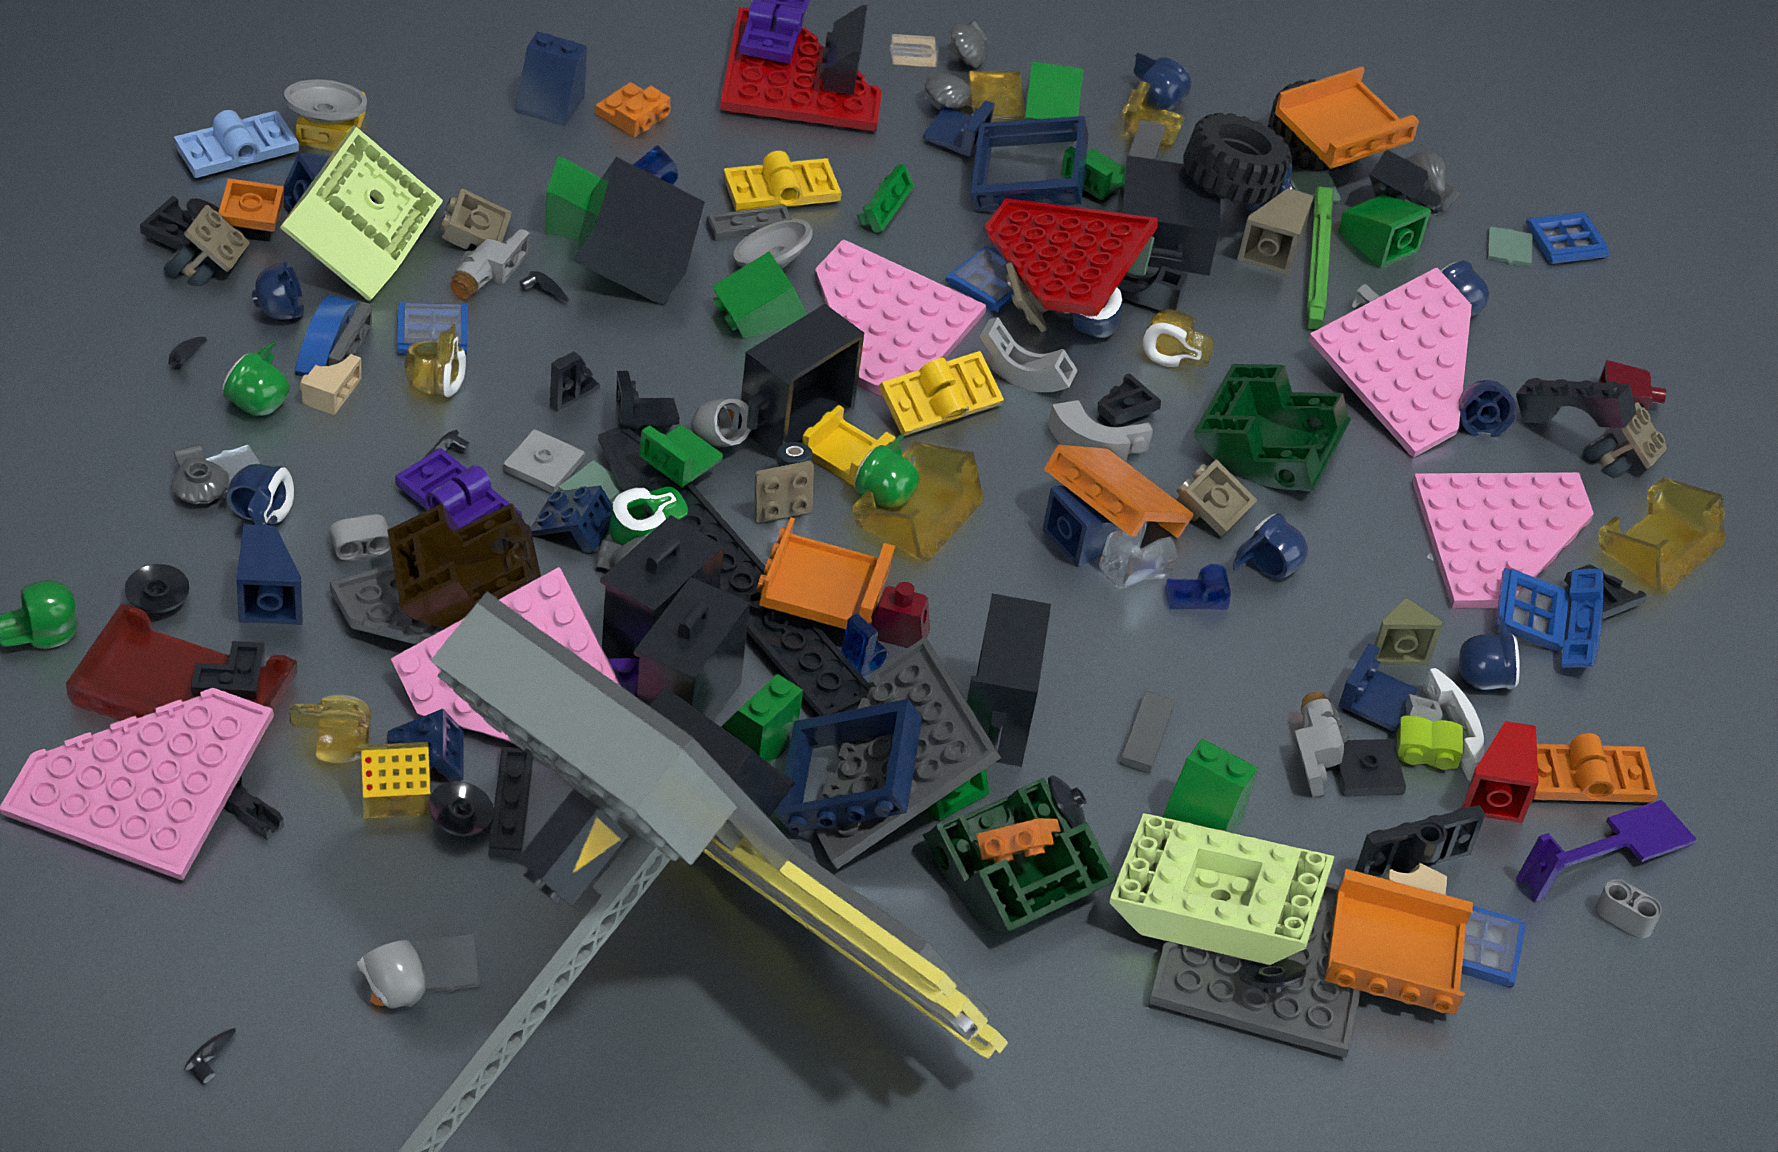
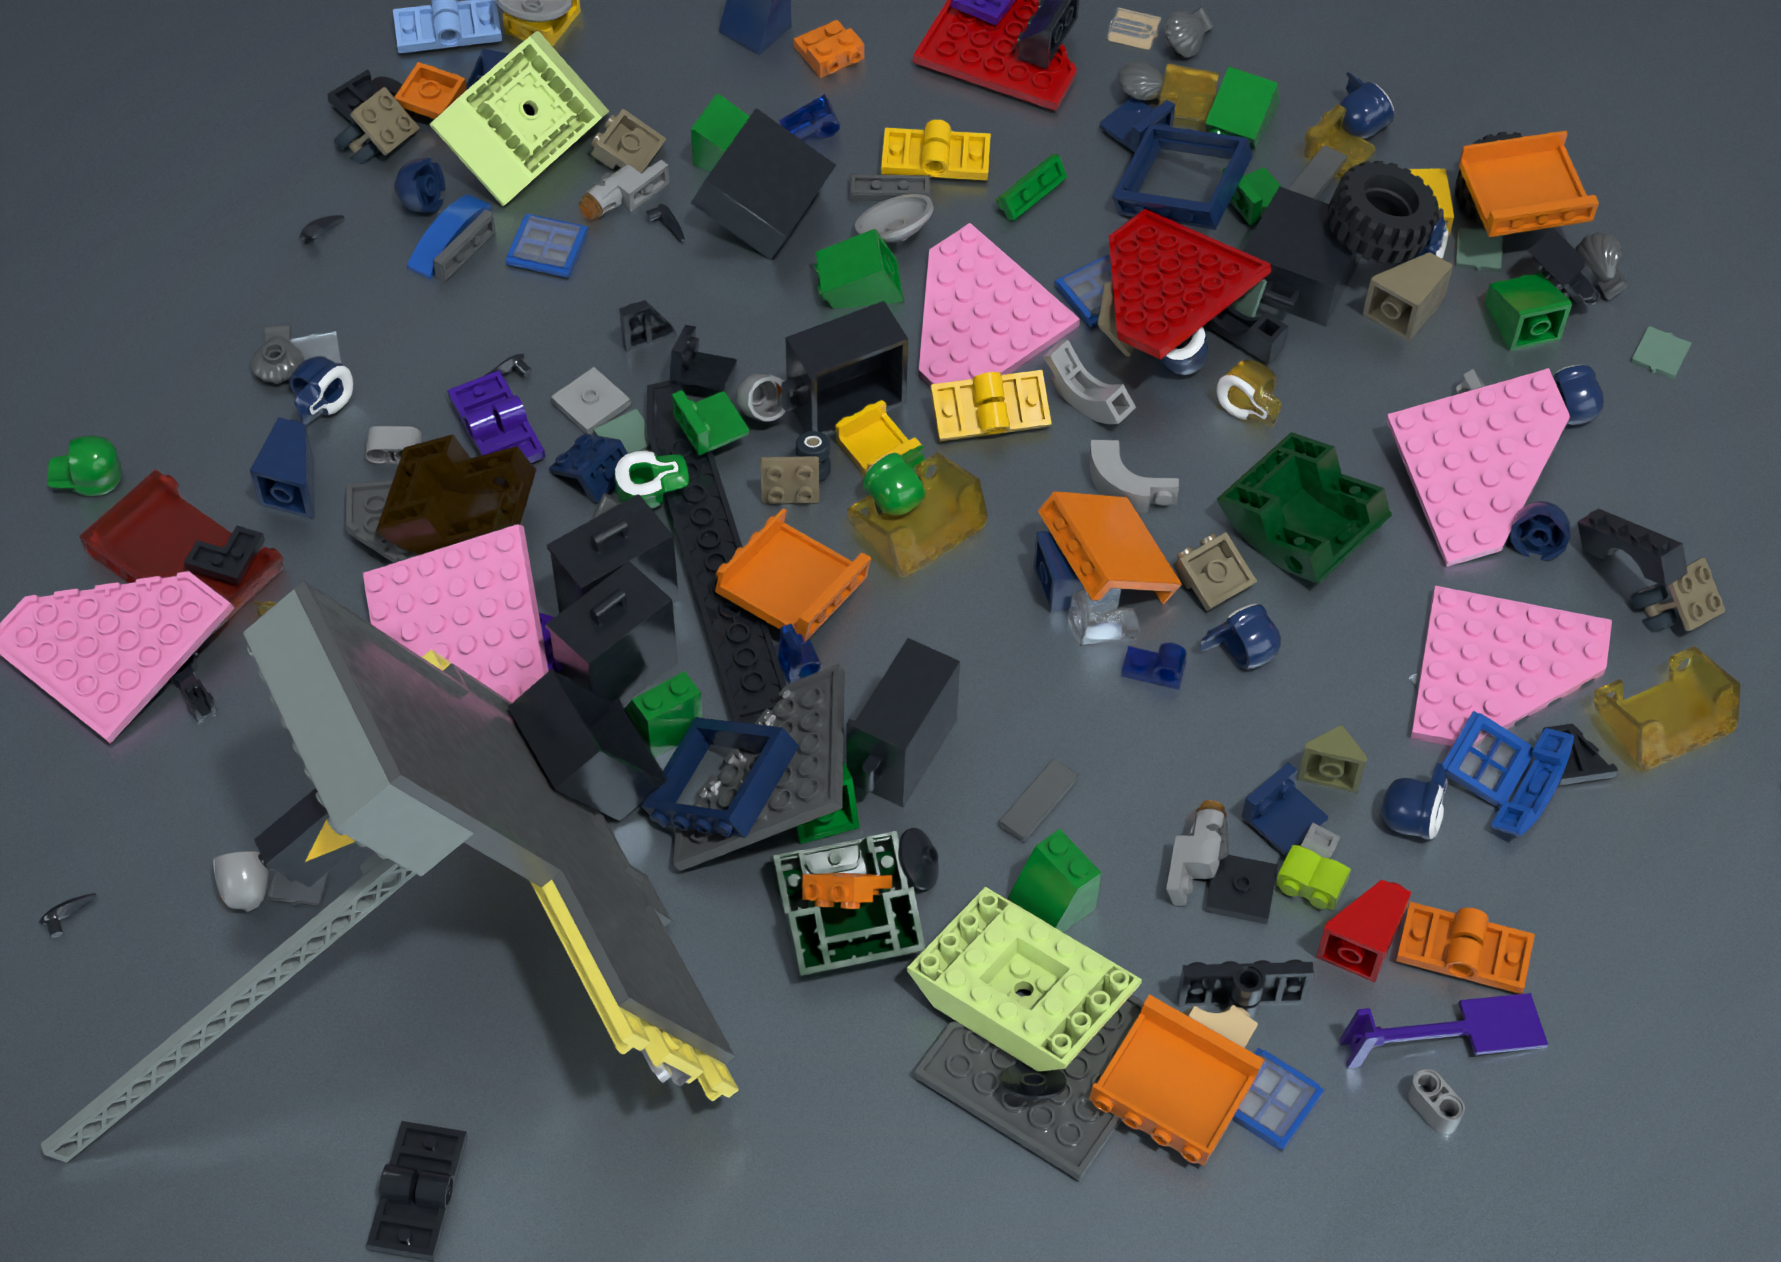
camera: 25 degrees right, 10 degrees up
(157, 588) = (197, 450): black dish -> none
(256, 383) = (358, 274): green piece -> none
(331, 385) = (430, 287): tan arch -> none
(436, 366) = (528, 286): clear yellow piece -> none
(901, 616) = (847, 633): dark red torso -> none
(1128, 401) = (1174, 449): black wing -> none
(1319, 257) = (1446, 328): bright green piece -> none
(1460, 710) = (1353, 833): white slope -> none
(1567, 237) = (1728, 354): blue piece -> none
(1638, 379) = (1710, 537): dark red torso -> none

